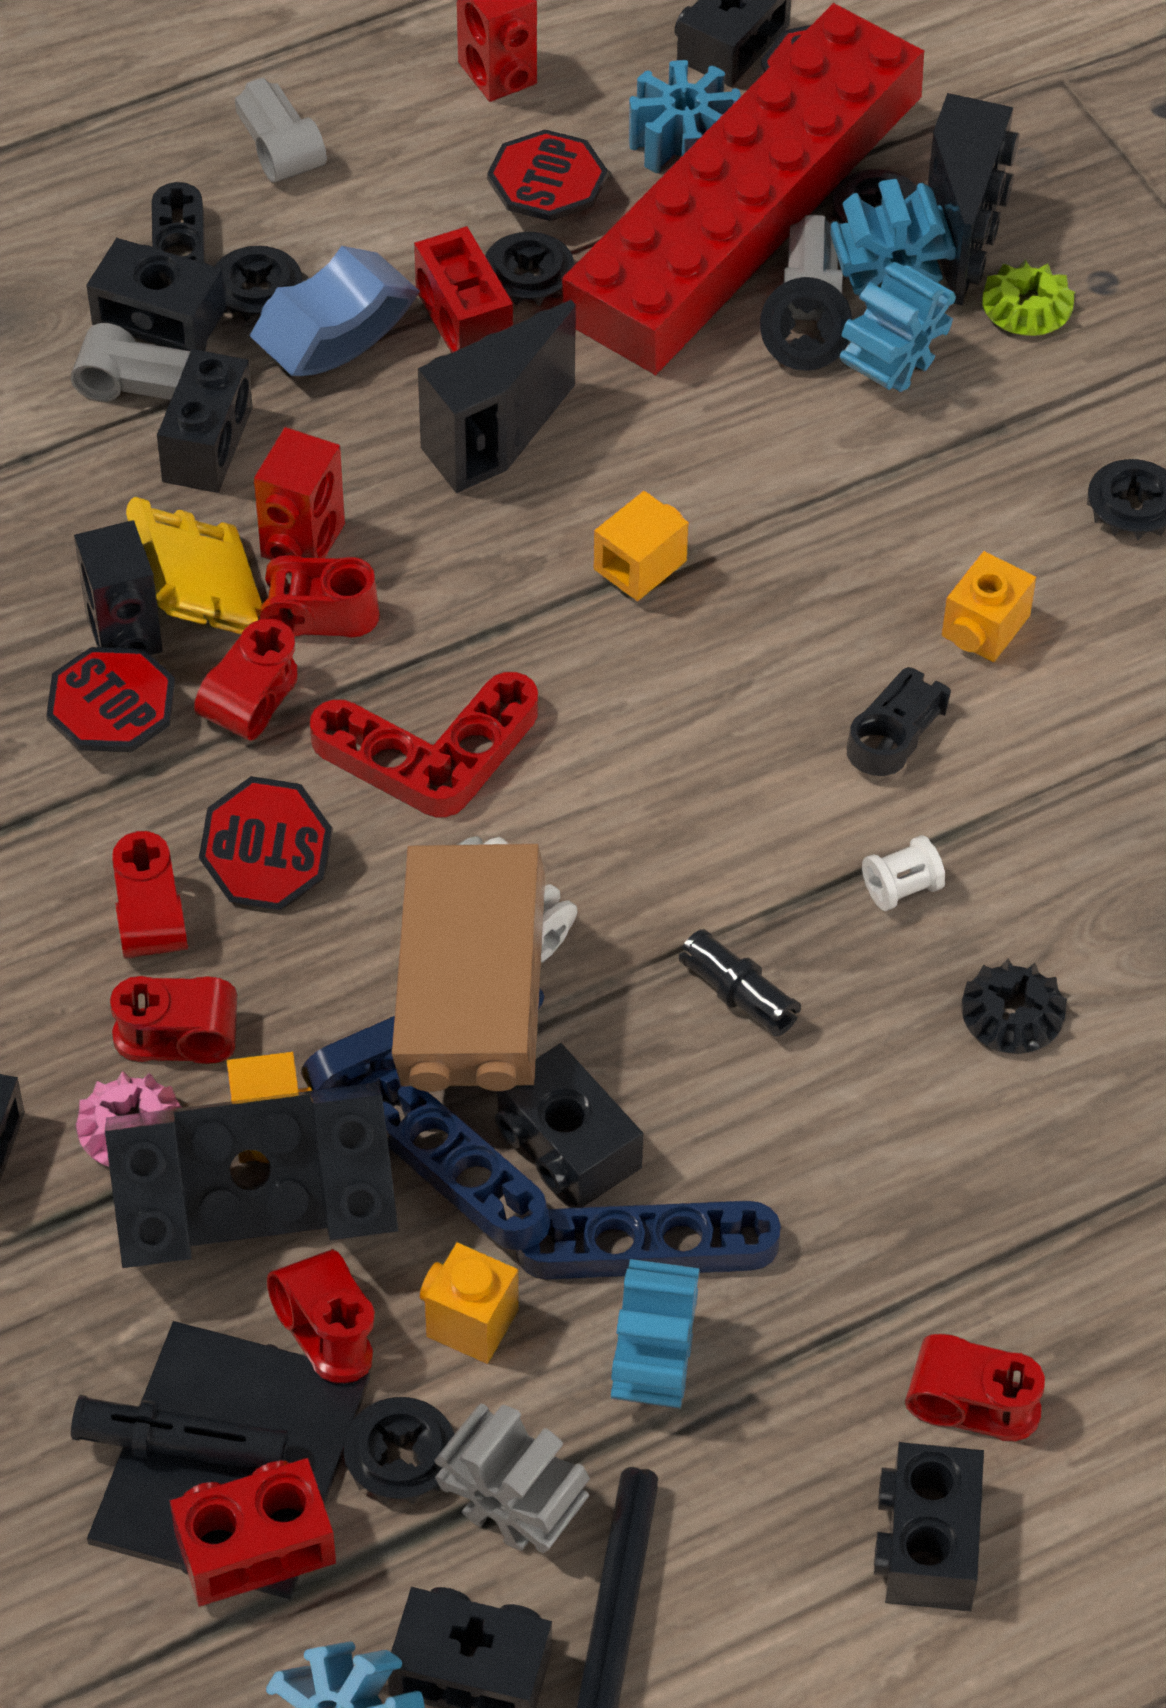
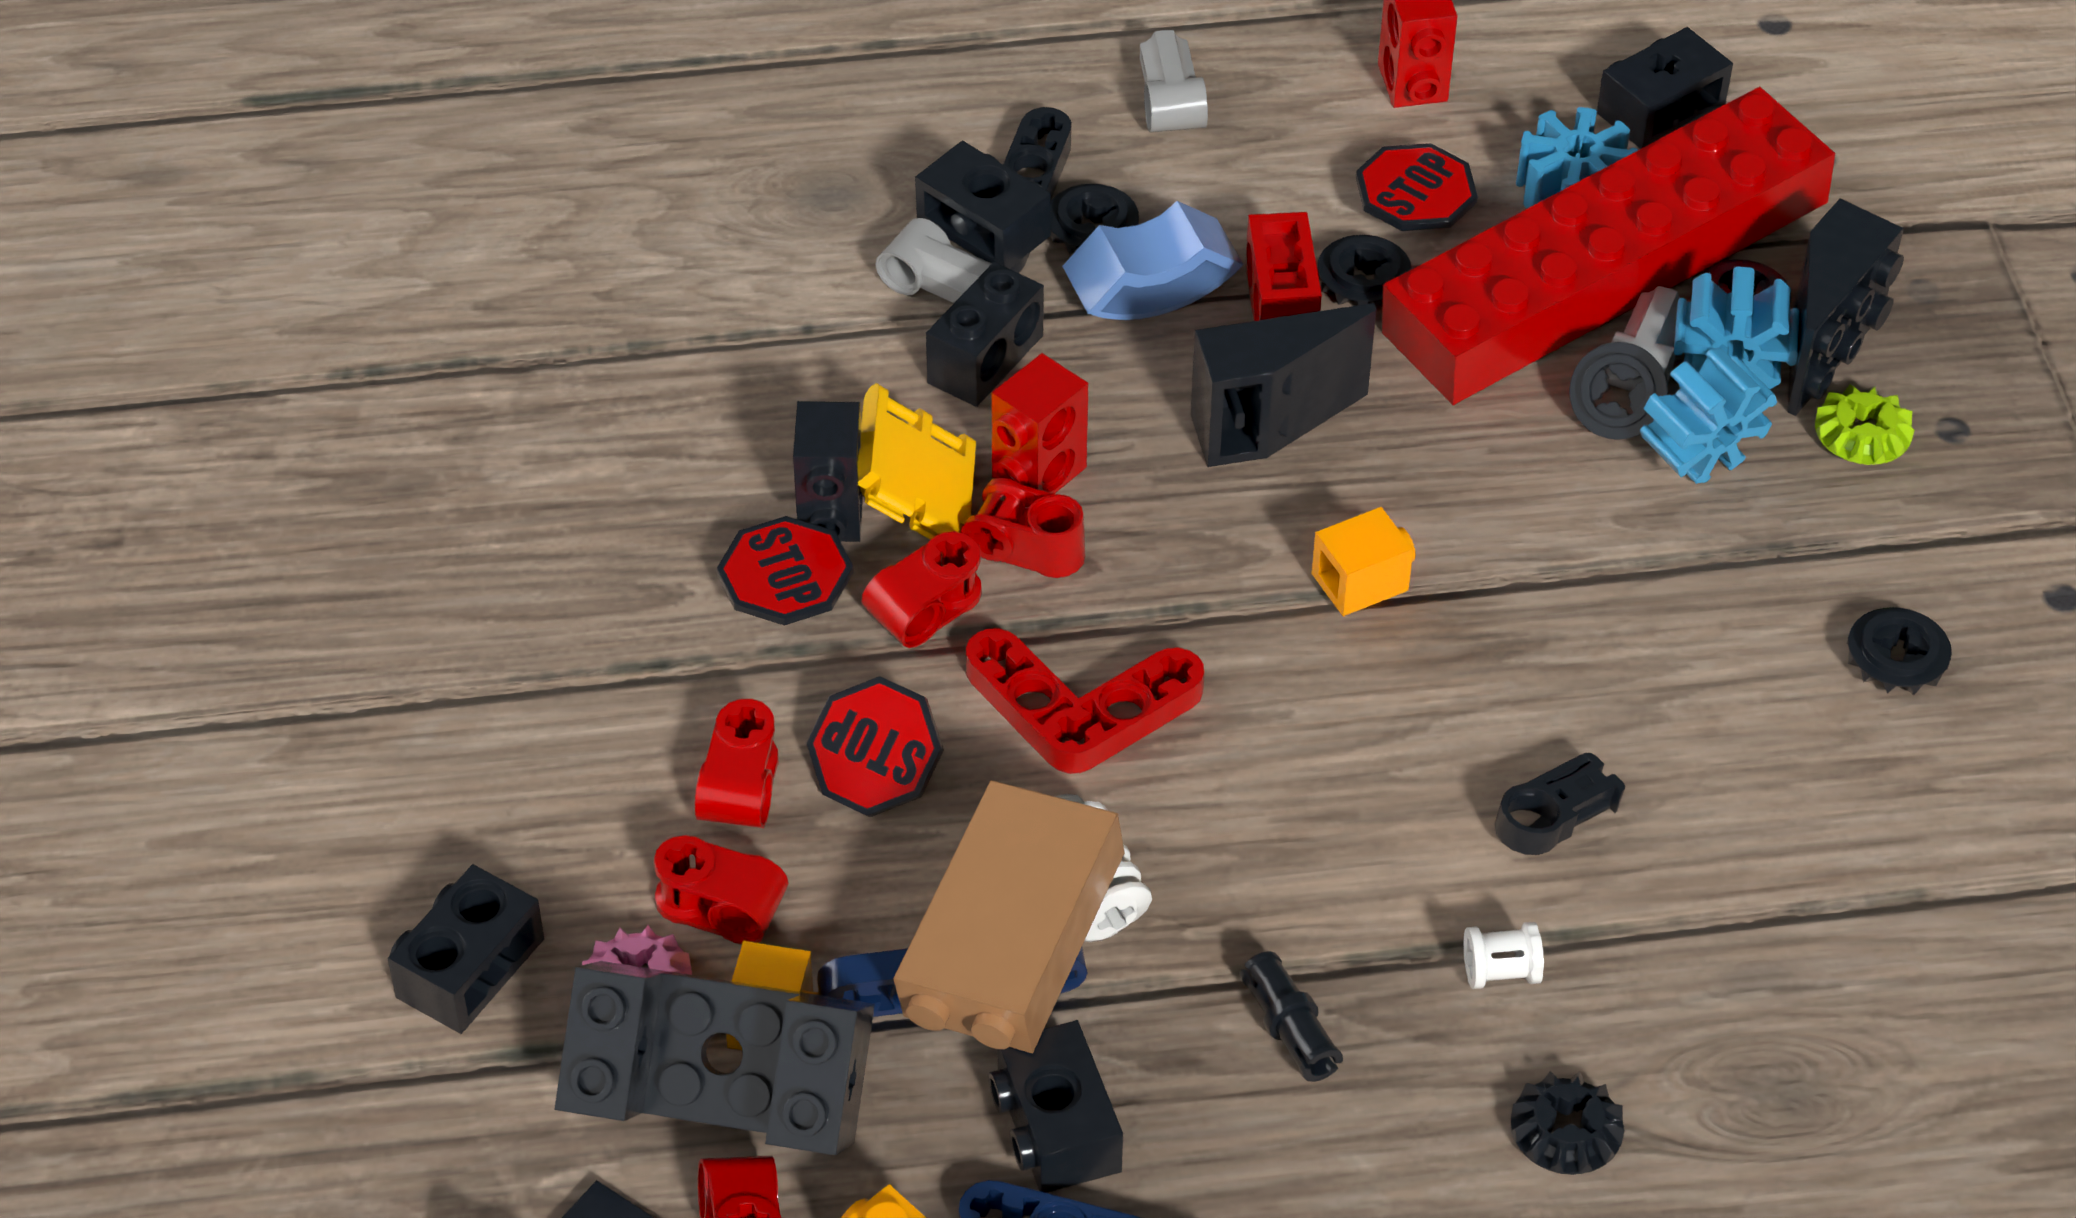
camera: 20 degrees right, 5 degrees down
(459, 1152) = (930, 1102): dark blue beam -> none
(988, 606) = (1698, 715): light orange brick -> none

